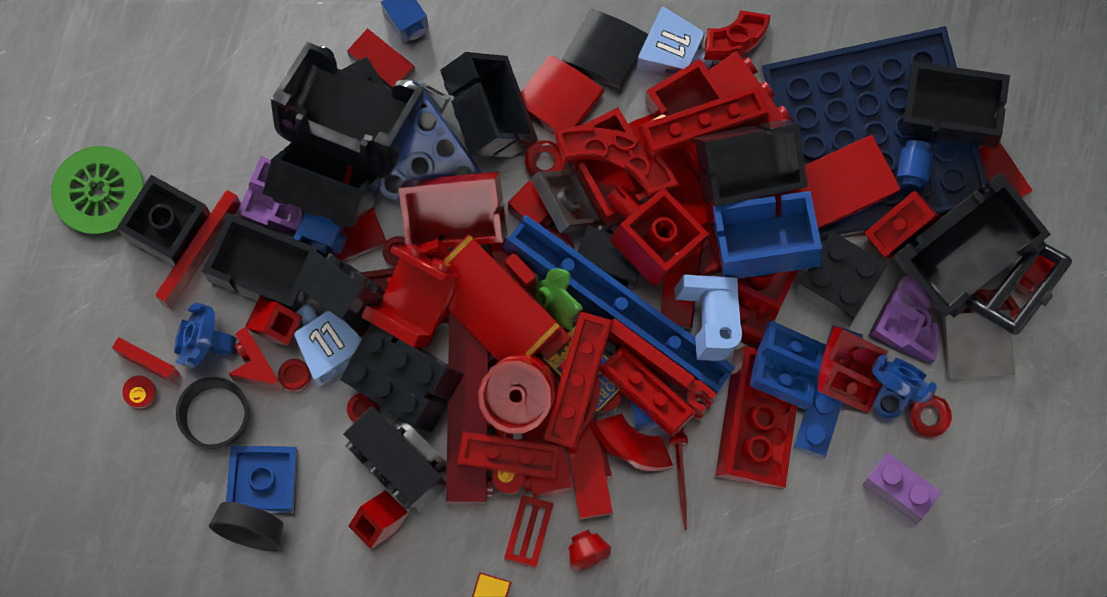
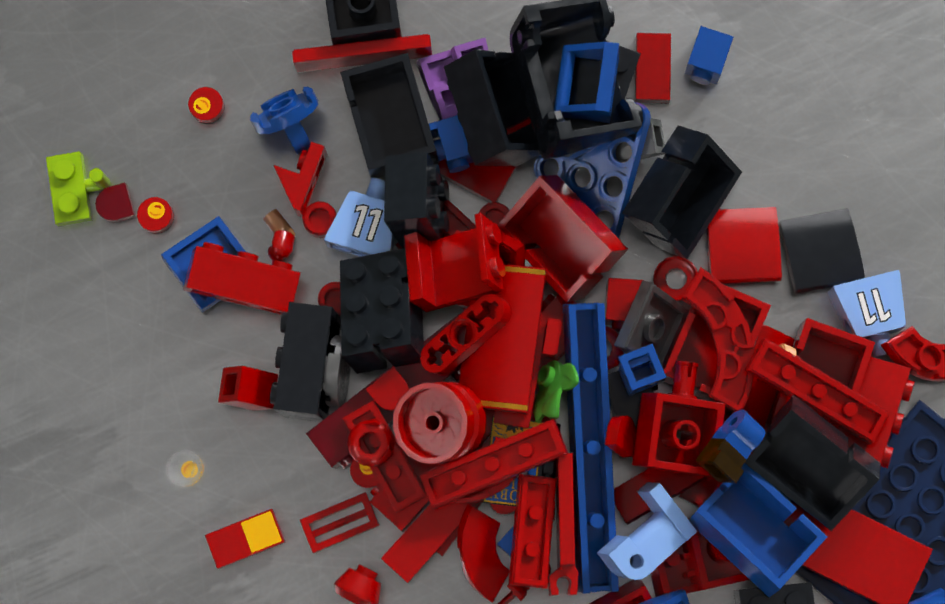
camera: 55 degrees right, 5 degrees up
(117, 539) = (72, 188): none -> lime plate
(146, 360) = (234, 88): red tile -> none
(157, 516) = (115, 204): none -> dark red tile
(190, 492) = (155, 215): none -> red tile
(196, 388) = (219, 150): black tyre -> none
(247, 526) = (157, 285): black tyre -> none
(273, 322) = (347, 165): red brick -> none
(285, 410) = (283, 236): none -> red arm
(294, 461) = (241, 279): none -> red brick
(355, 73) = (602, 109): none -> blue tile
(458, 337) = (450, 333): none -> red beam
(465, 415) = (388, 389): none -> red tile
(499, 469) = (386, 442): none -> red piece
(593, 226) = (641, 369): none -> blue brick
(628, 278) = (621, 435): none -> red tile
(698, 206) = (731, 447): none -> leg

